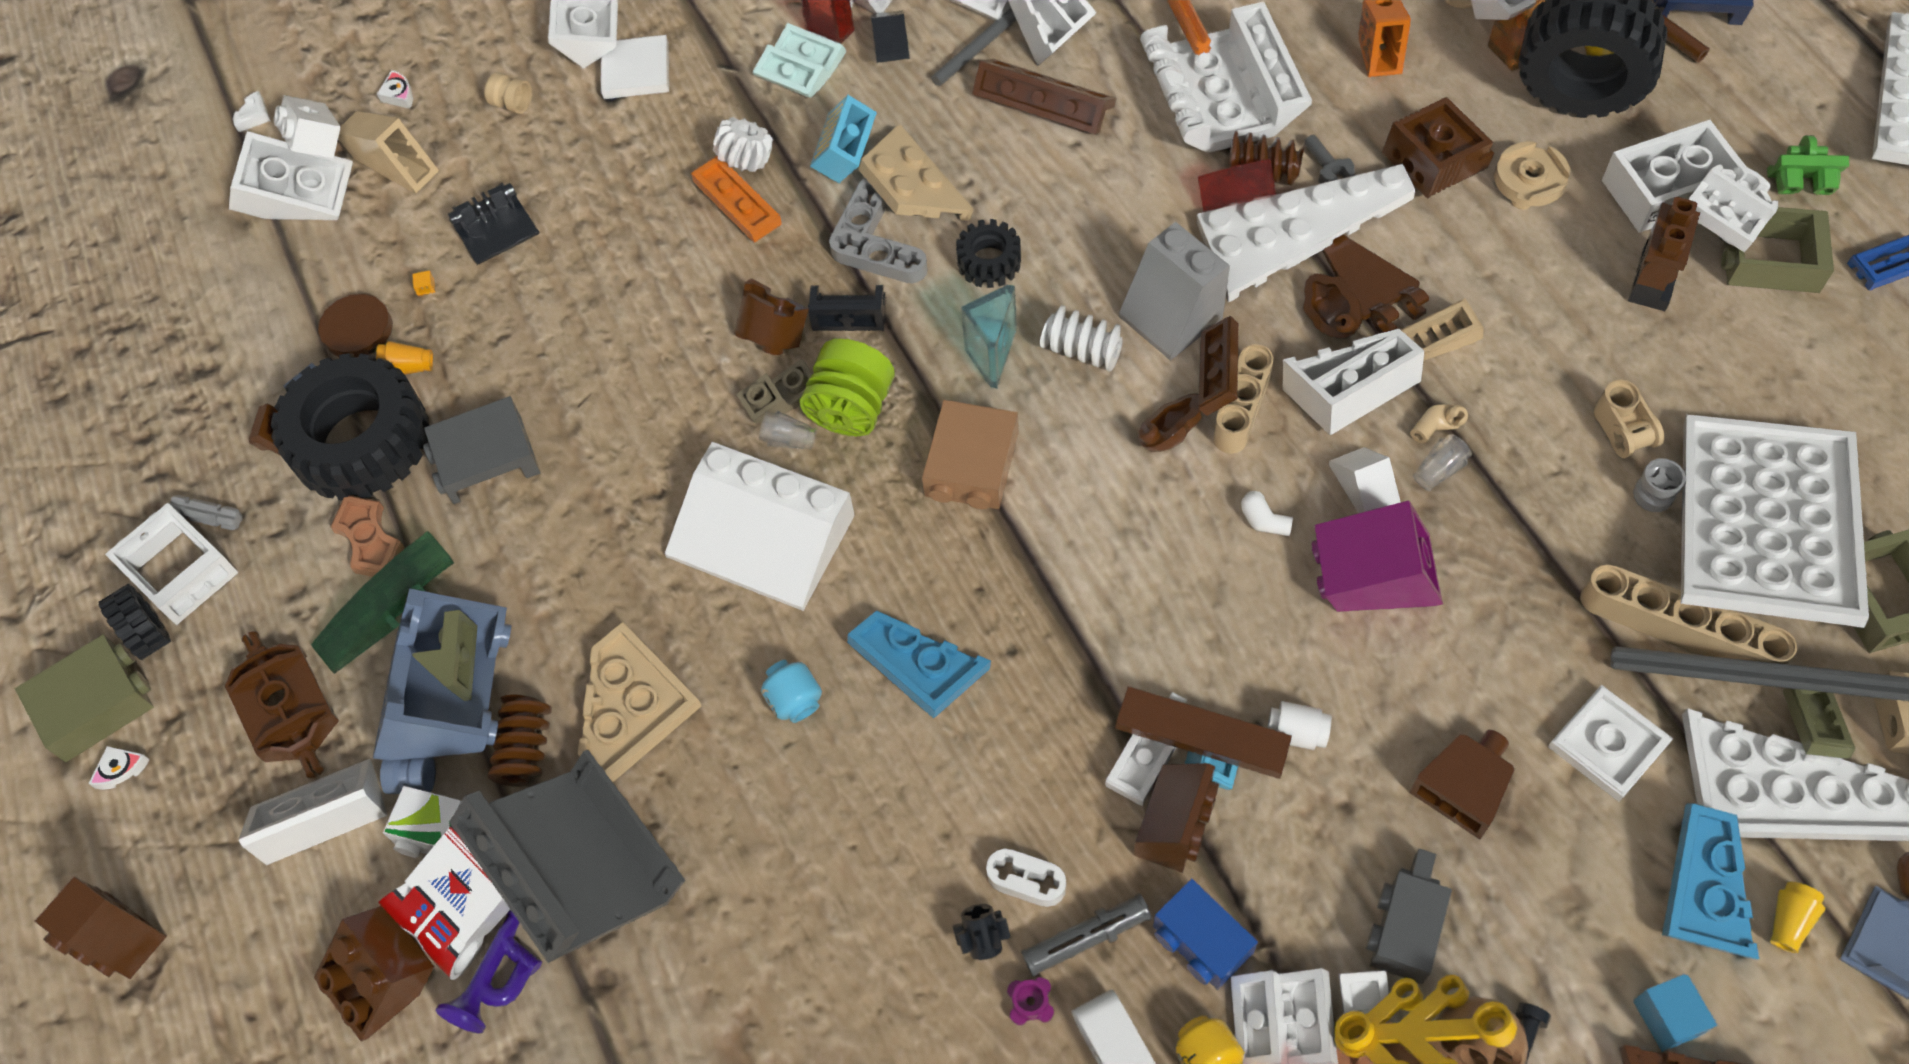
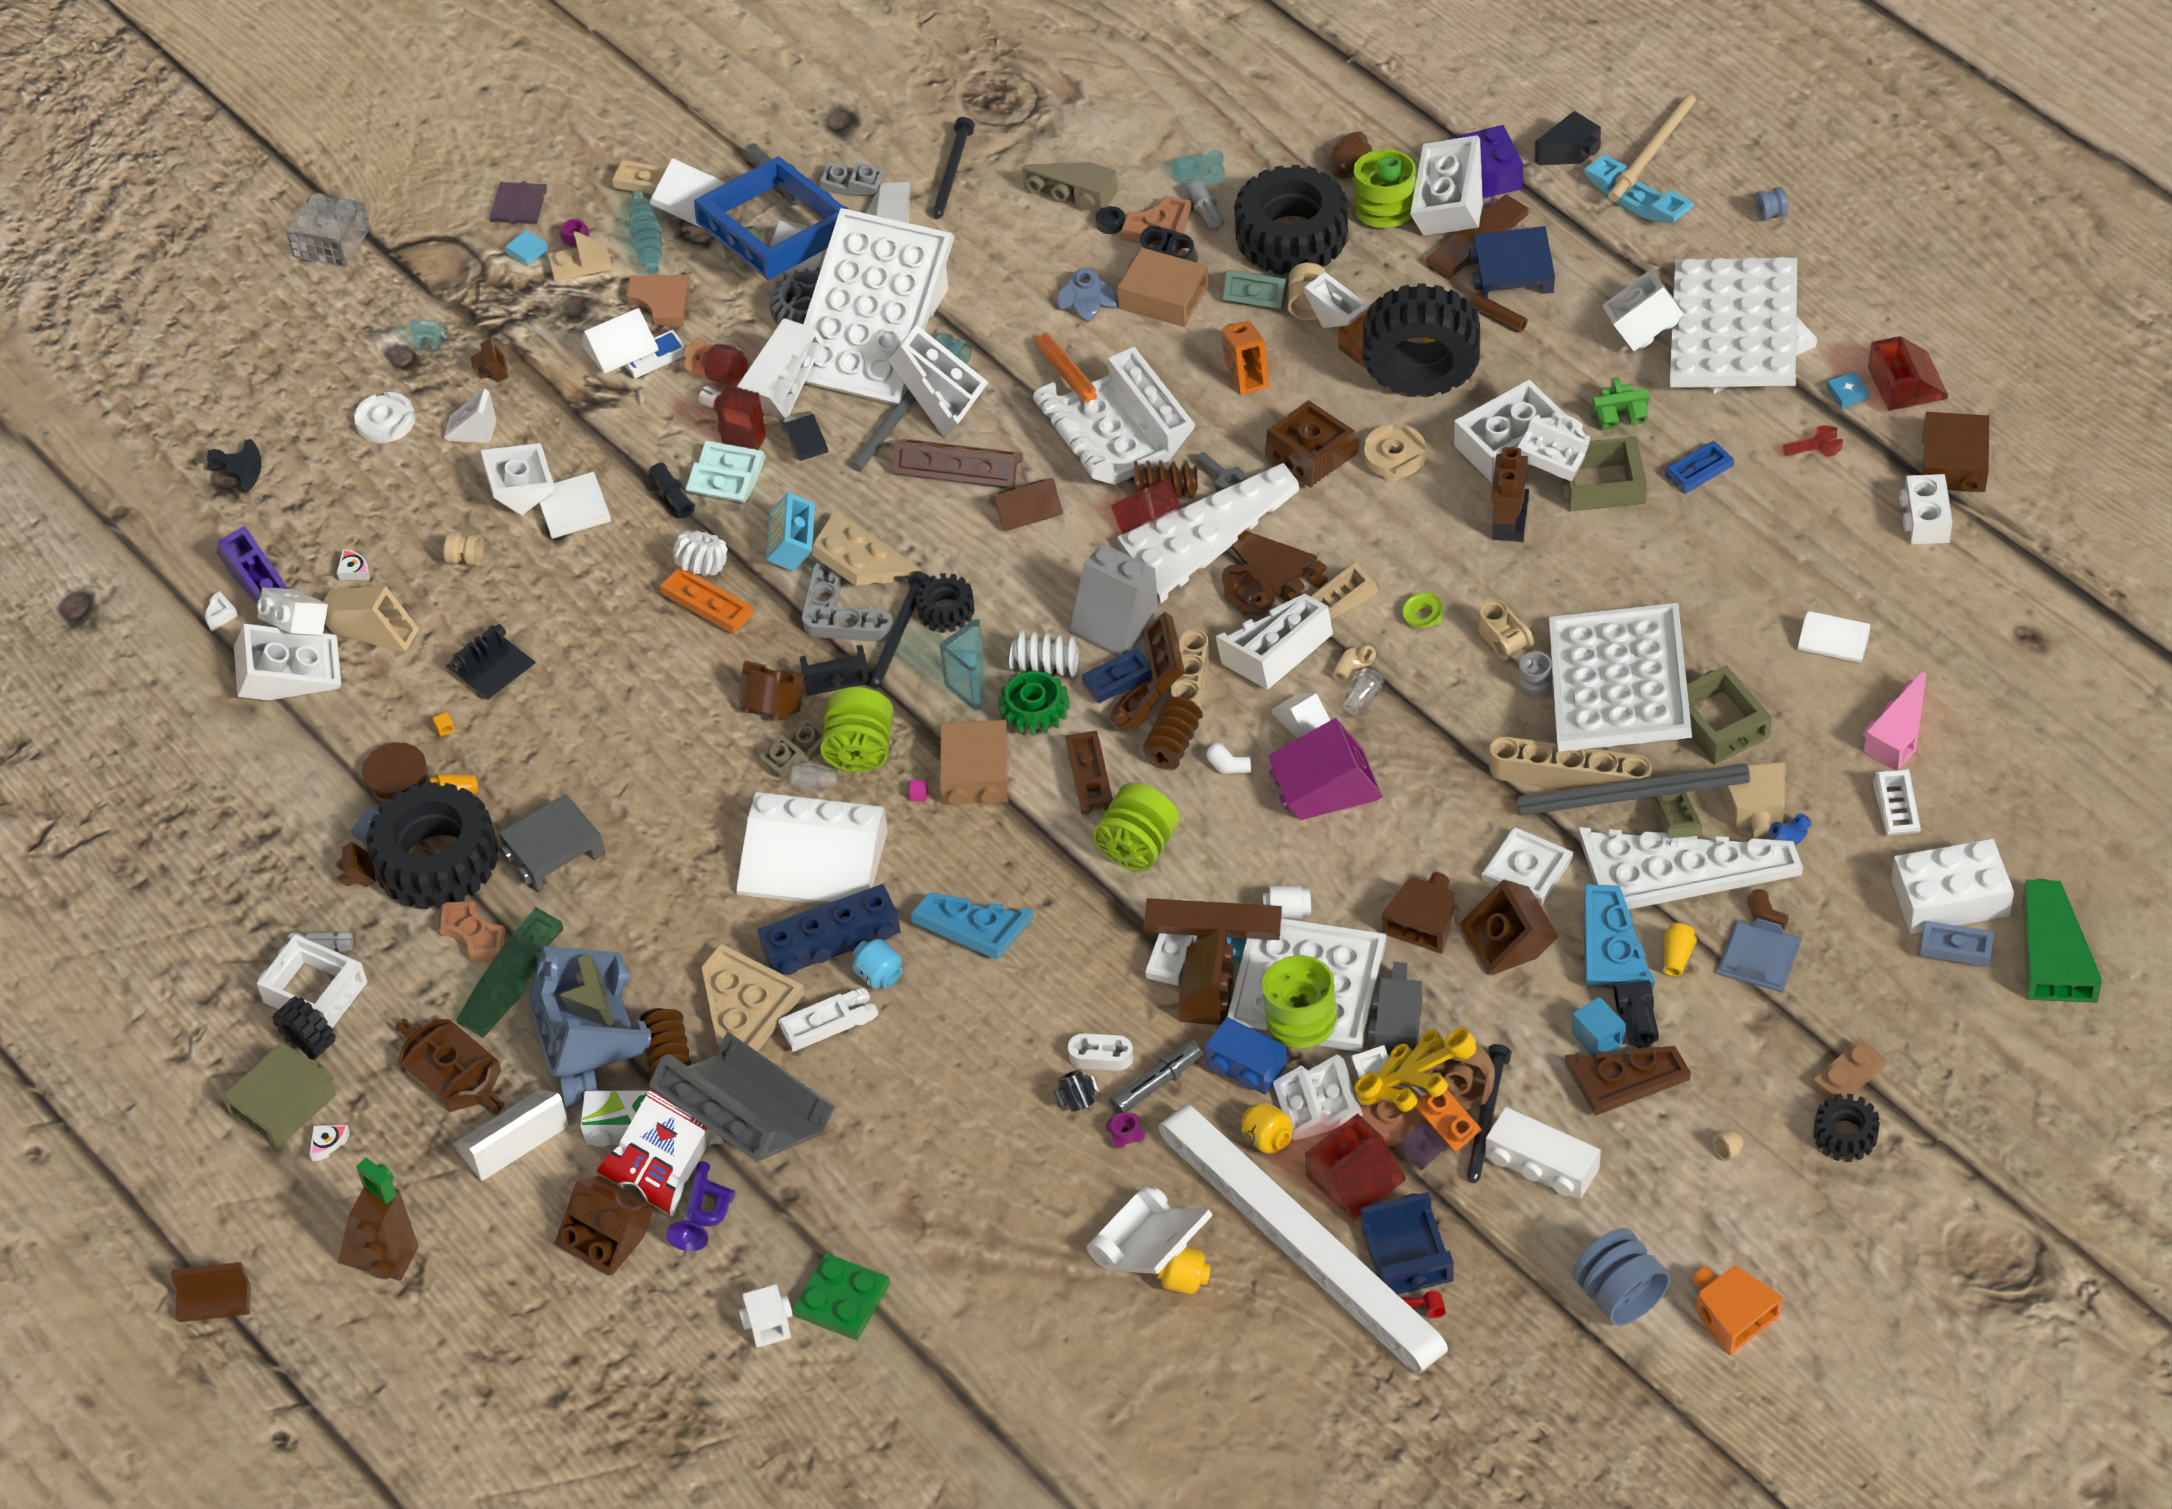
camera: 15 degrees left, 10 degrees down
(72, 887) = (377, 1180): none -> green plate
(291, 65) = (248, 563): none -> dark purple slope
(713, 750) = (827, 1018): none -> white hinge
(738, 69) = (671, 490): none -> black pin
(748, 634) = (829, 930): none -> dark blue brick
(900, 474) = (918, 790): none -> dark pink piece
(928, 276) = (897, 631): none -> black bar
(1056, 394) = (1033, 702): none -> green gear
(1099, 494) = (1089, 770): none -> reddish brown plate
(1107, 156) = (1027, 503): none -> reddish brown panel
(1137, 584) = (1136, 827): none -> lime wheel
(1159, 380) = (1117, 675): none -> dark blue plate
(1207, 467) = (1172, 732): none -> reddish brown piece
(1291, 866) = (1299, 1001): none -> lime wheel
(1304, 851) = (1350, 955): none -> white plate
(1533, 361) = (1420, 601): none -> lime piece
(1574, 831) = (1508, 927): none -> reddish brown slope
(1730, 988) = (1636, 1005): none -> black piece
(1853, 62) = (1643, 310): none -> white slope

